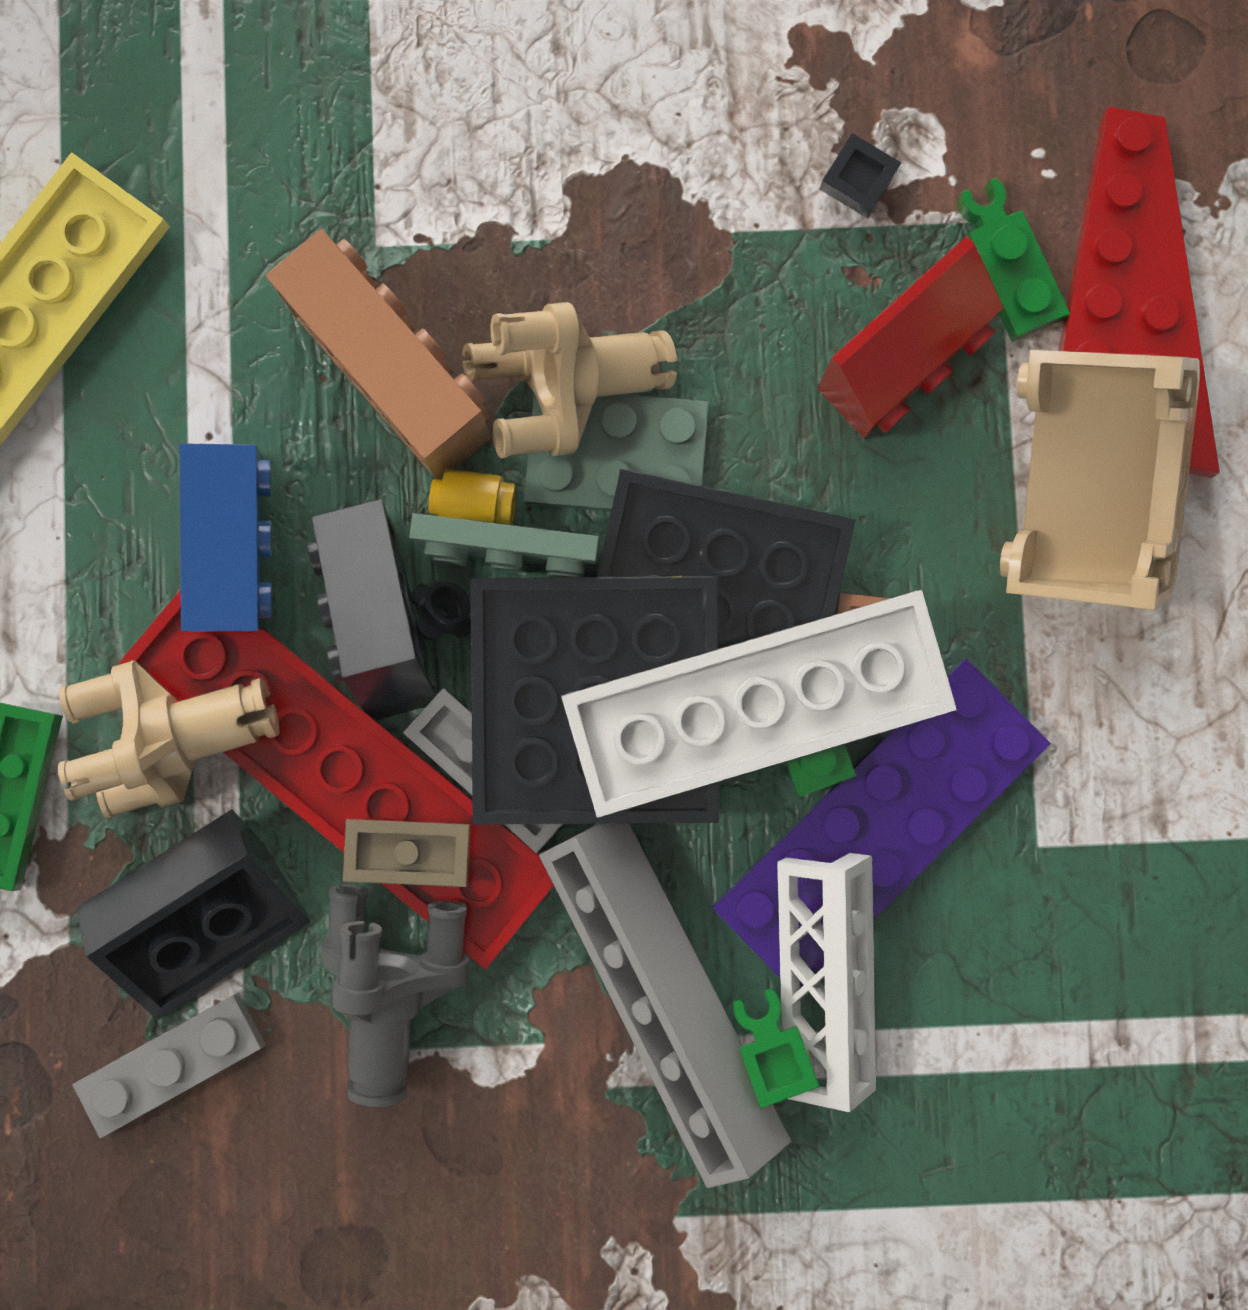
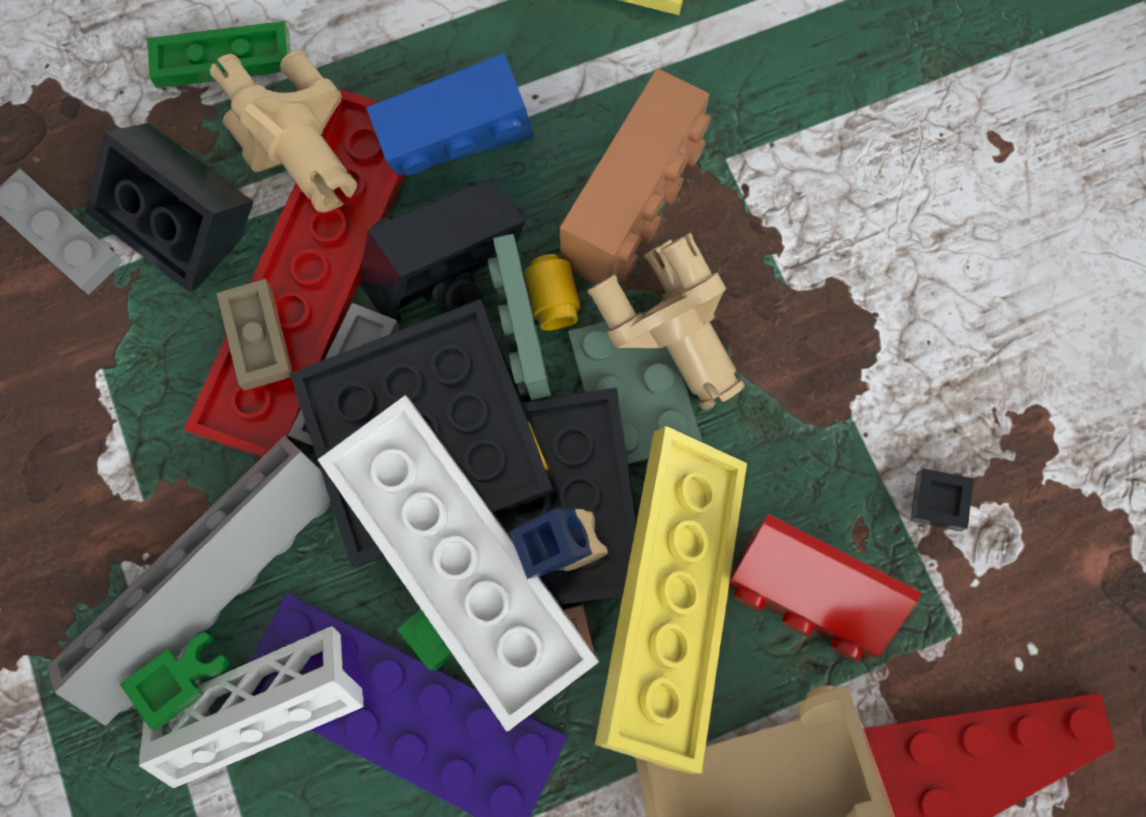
camera: 70 degrees right, 10 degrees down
(386, 988) = (144, 353): dark grey wheel -> none
(785, 588) = (557, 542): none -> dark blue leg
(873, 491) = (673, 605): none -> light yellow plate
(1013, 264) = (923, 658): green plate -> none

